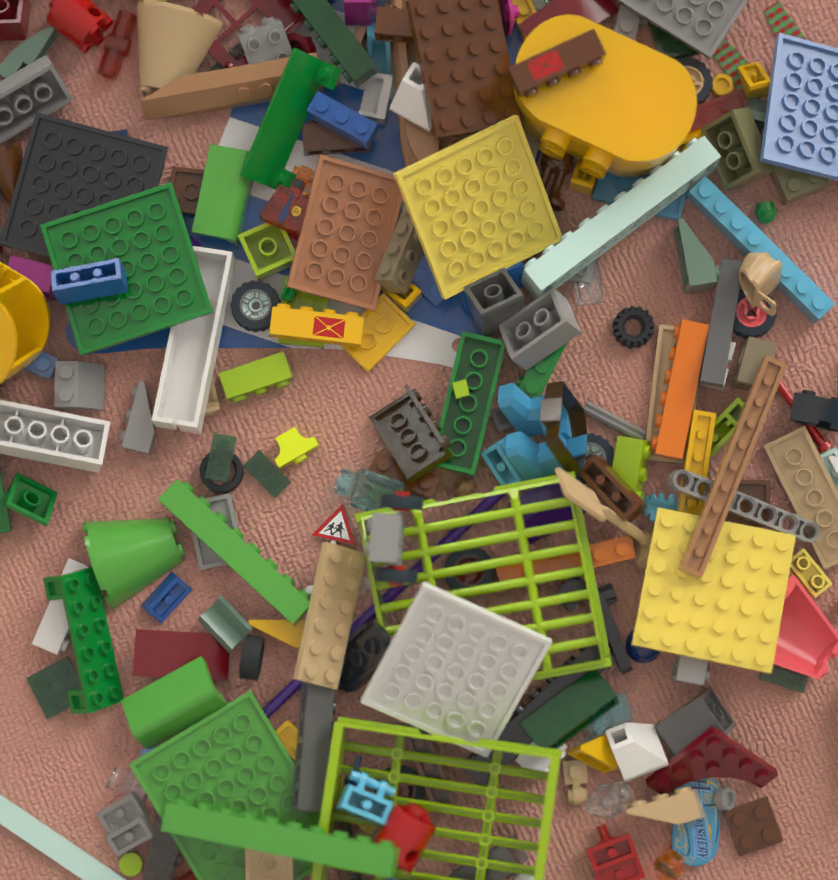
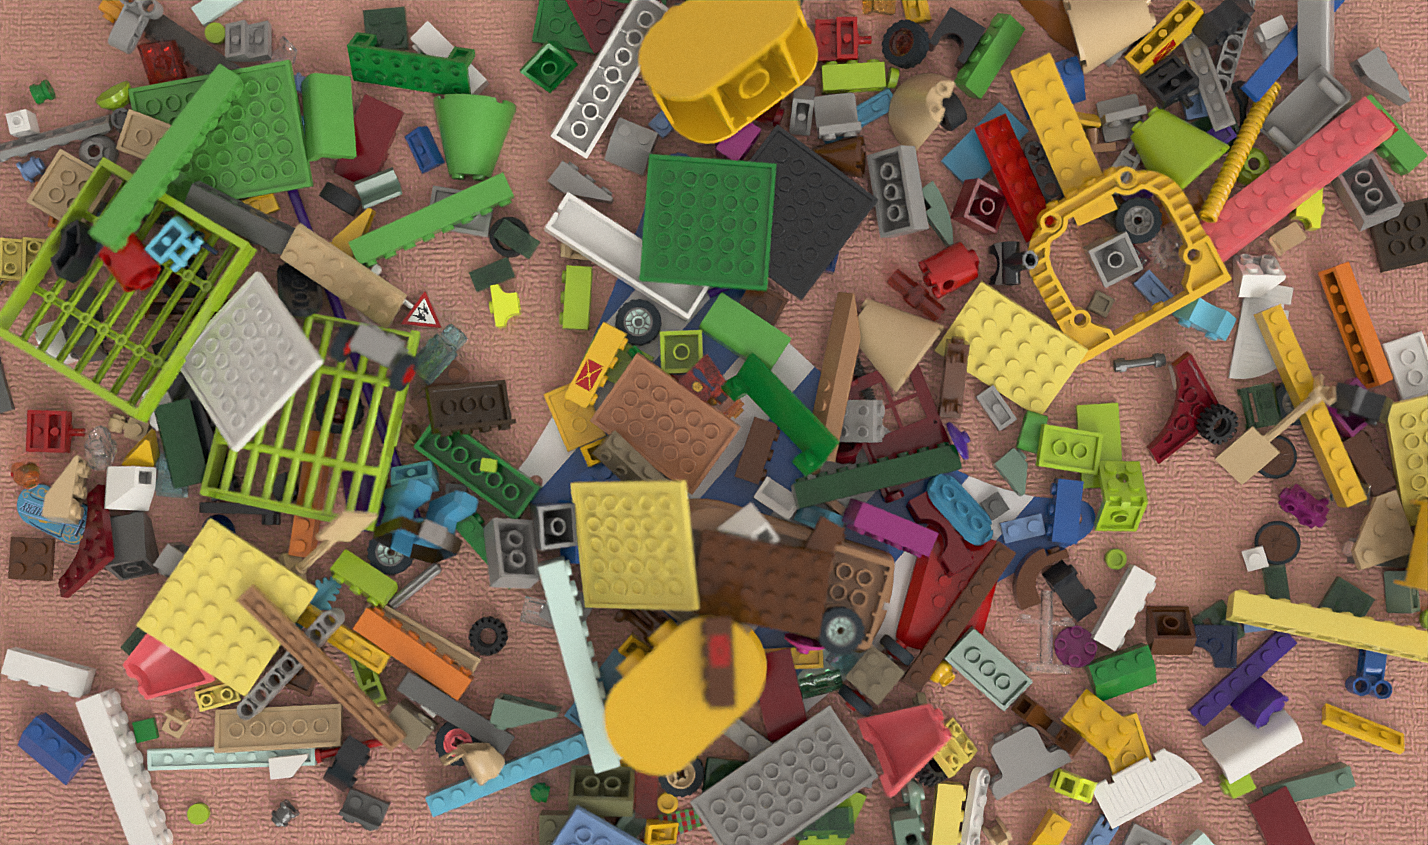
camera: 115 degrees right, 5 degrees up
(89, 281) = (705, 184): blue brick -> none
(342, 120) = (764, 459): blue brick -> none
(612, 489) = (349, 558): reddish brown brick -> none
(725, 798) = (62, 544): light grey tile -> none

